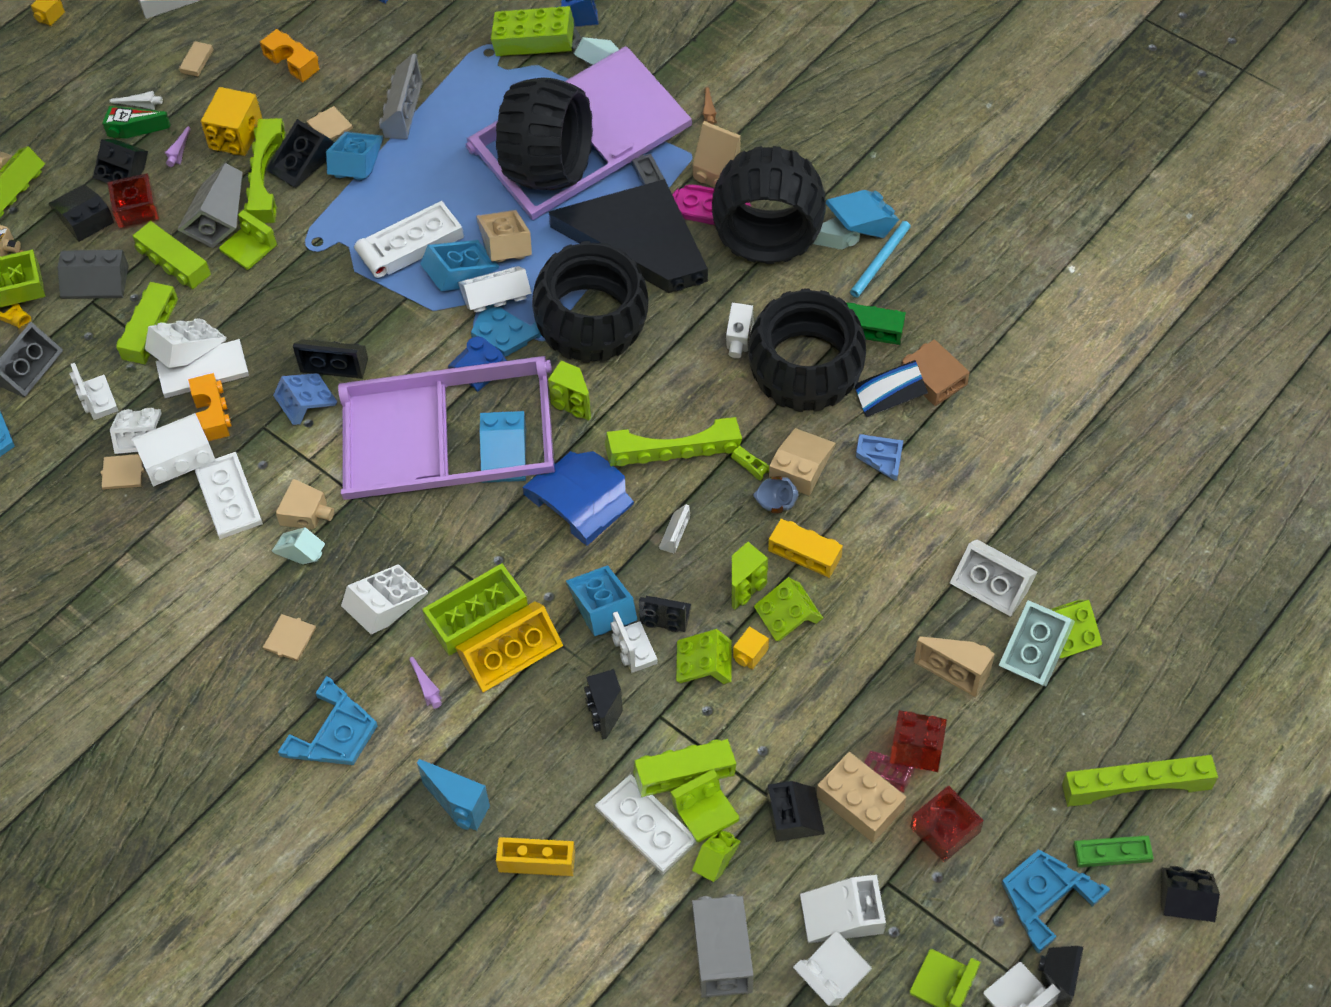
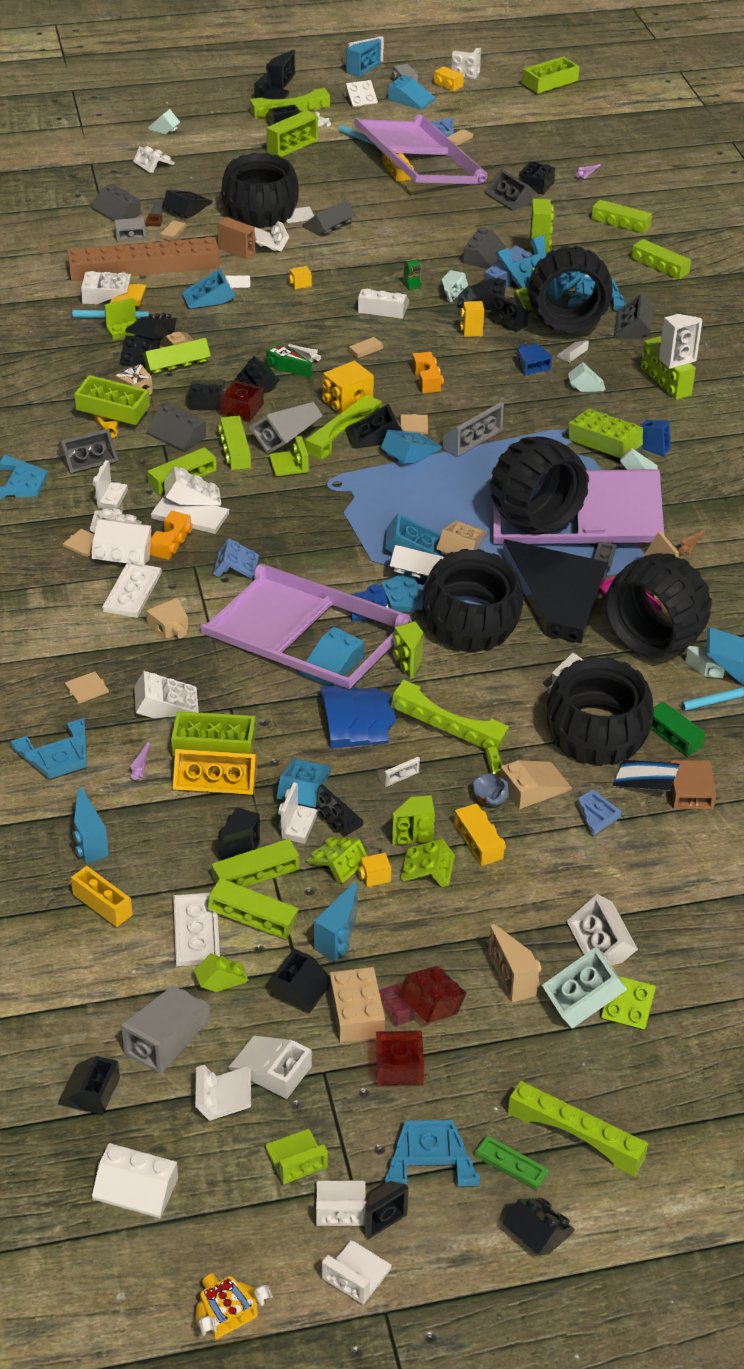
camera: 35 degrees right, 15 degrees down
(175, 152) = (298, 390): lavender piece -> none
(299, 546) = (144, 640): light aqua slope -> none
(331, 358) = (273, 547): black slope -> none
(408, 239) = (382, 508): white hinge -> none
(642, 721) = (258, 864): none -> lime brick
(704, 806) = (243, 937): lime bracket -> none
(781, 738) = (336, 924): none -> dark azure slope

